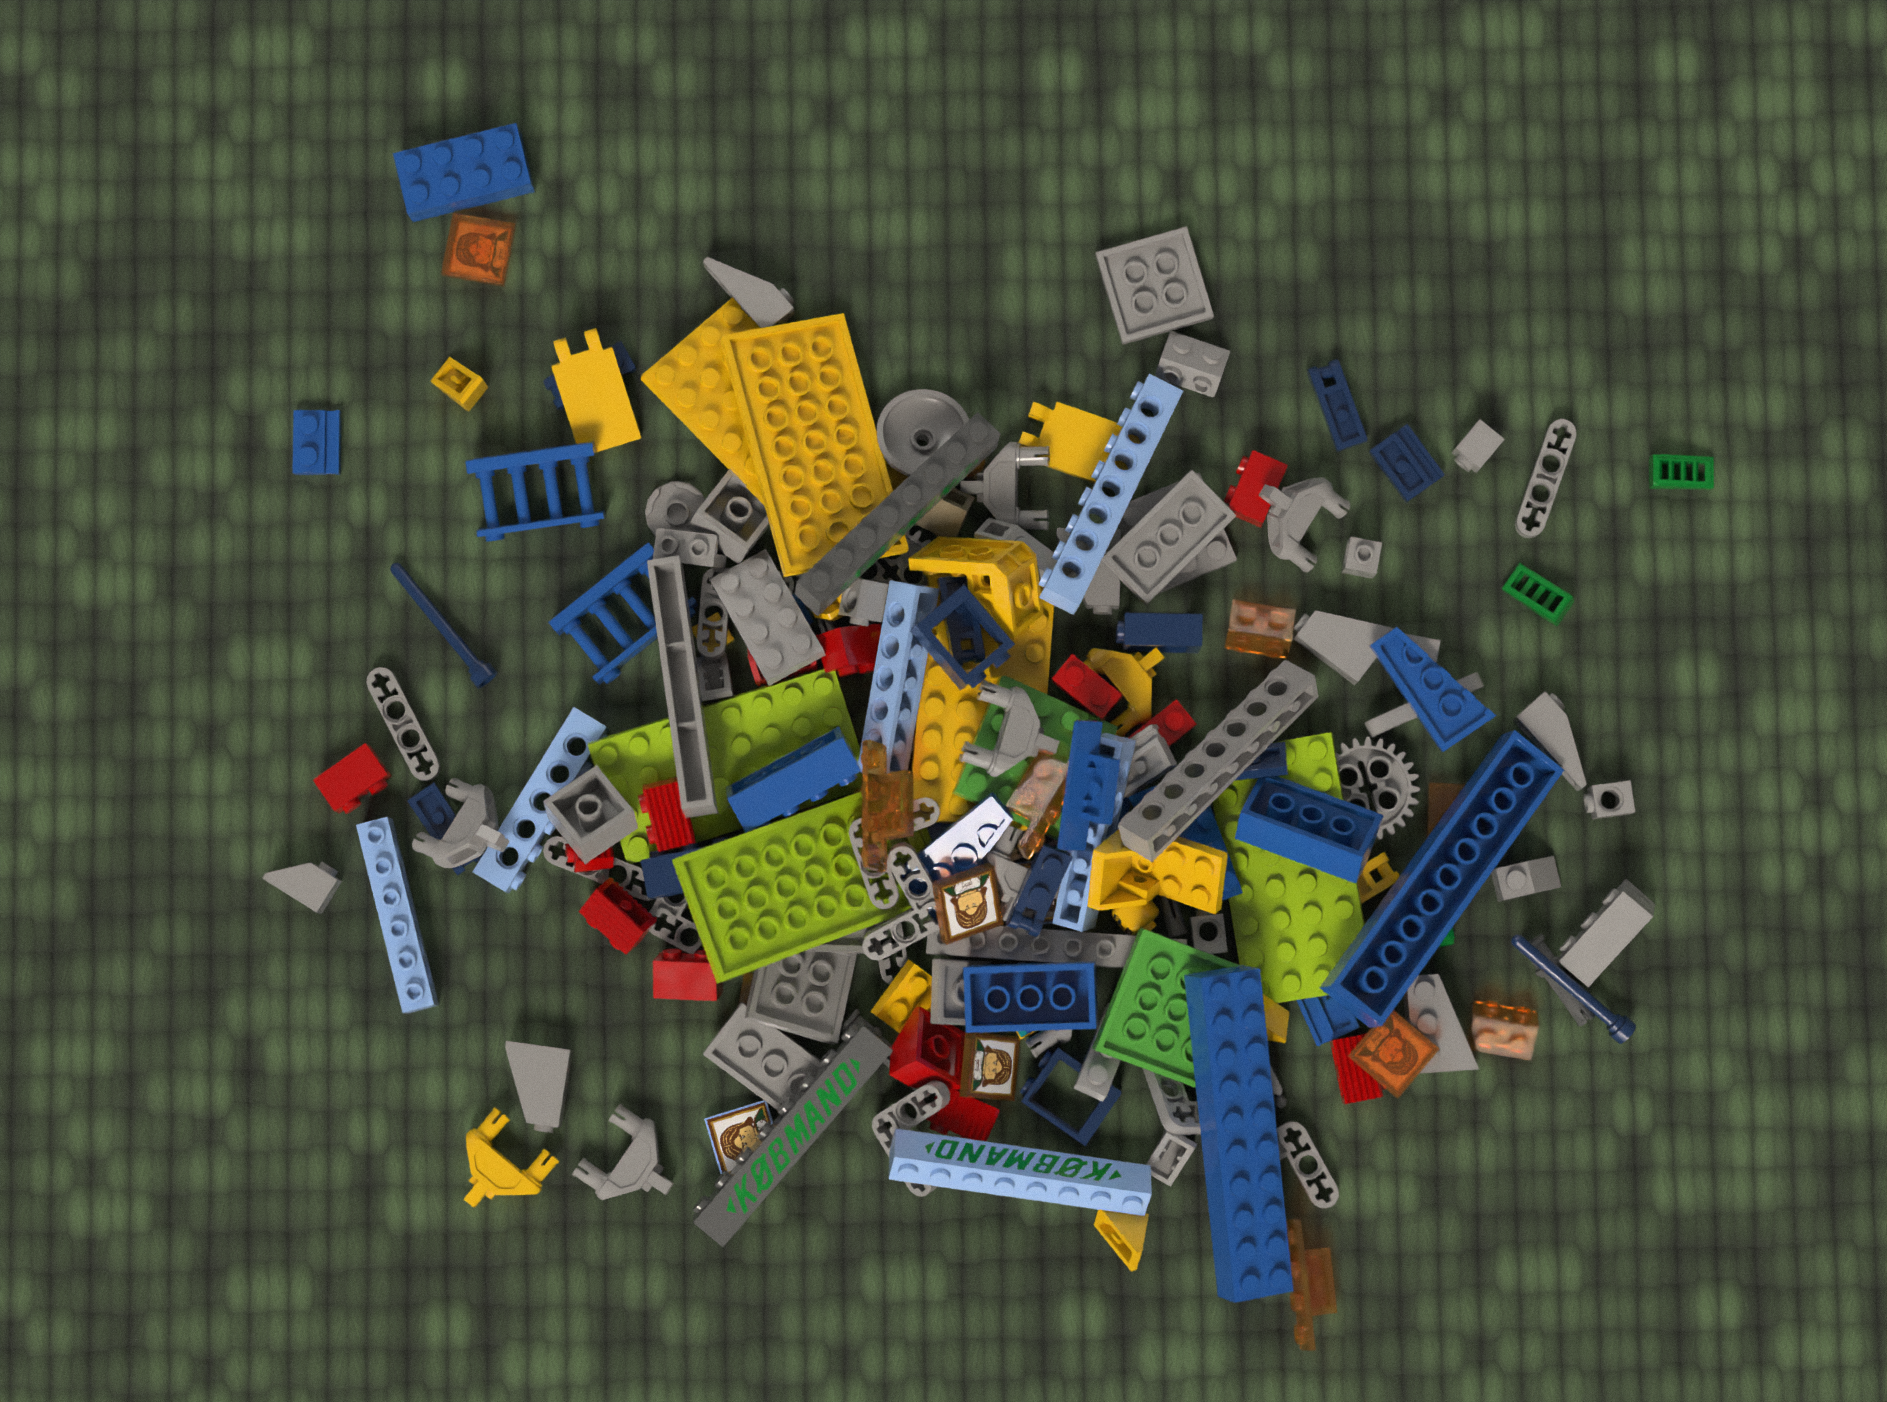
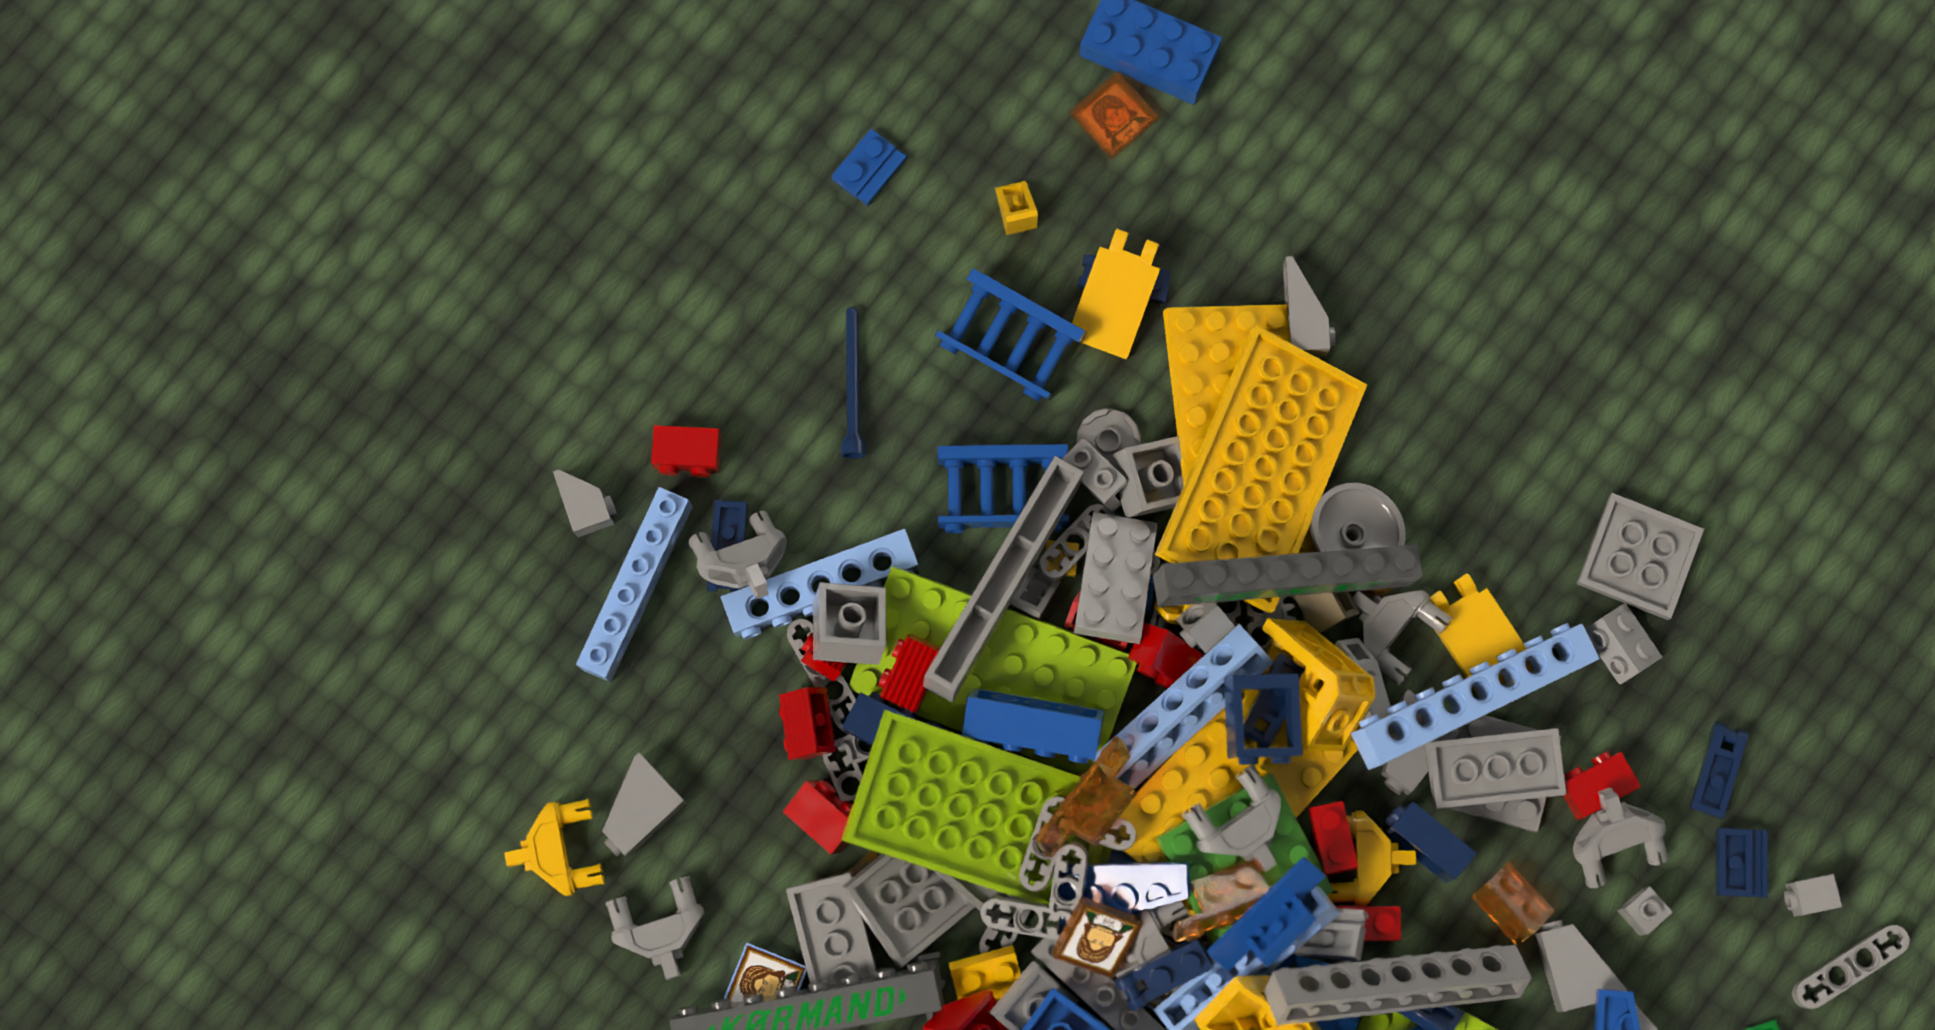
camera: 40 degrees right, 5 degrees down
(400, 726) = (757, 438): light grey beam -> none

